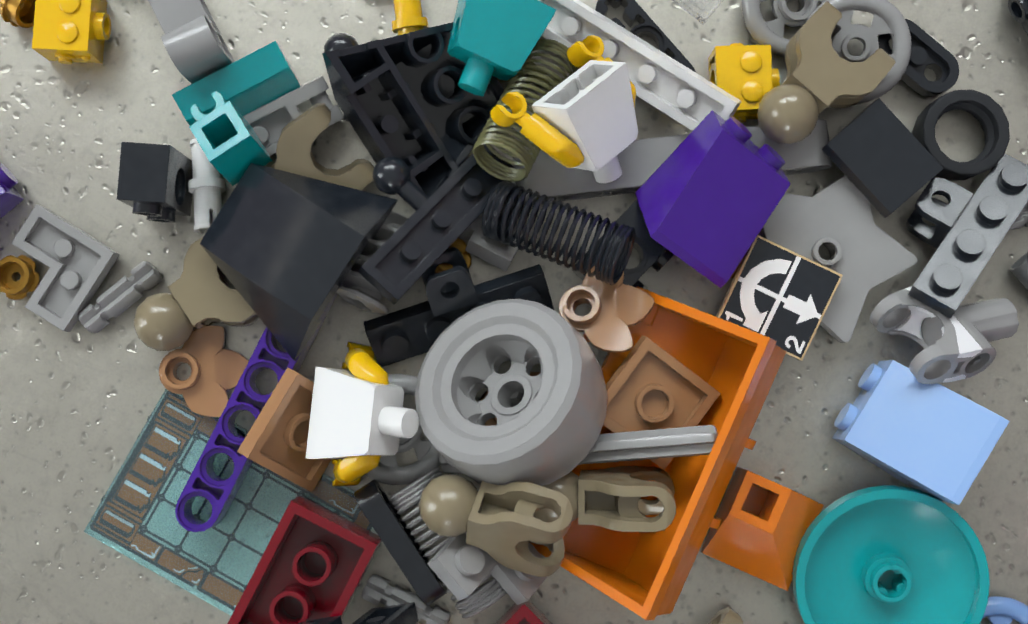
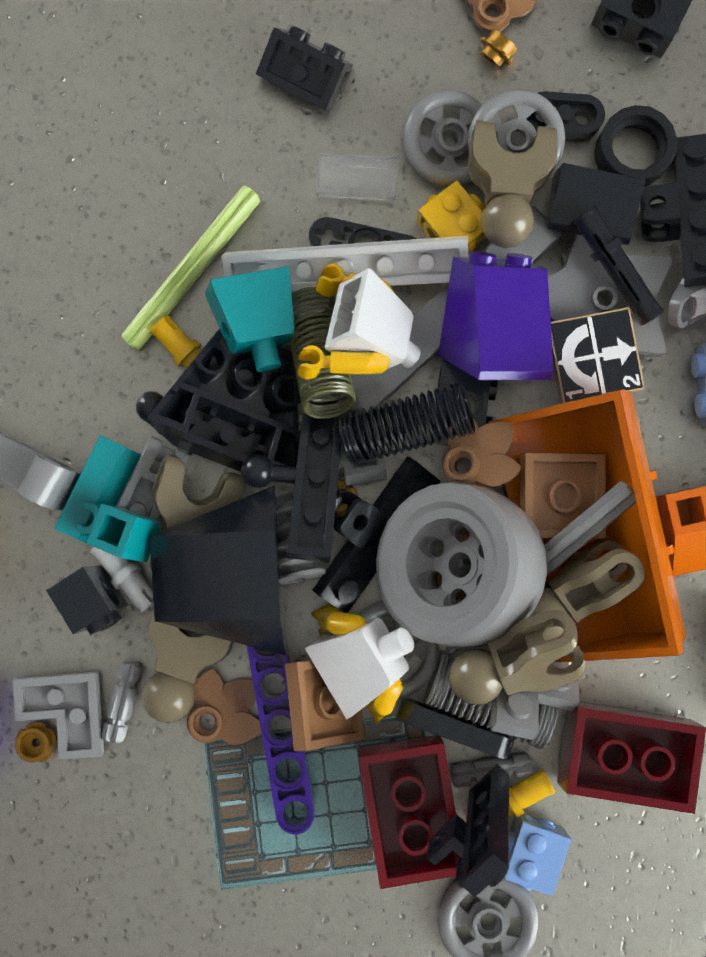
camera: 30 degrees left, 0 degrees up
(860, 228) = (618, 266): none -> black pin

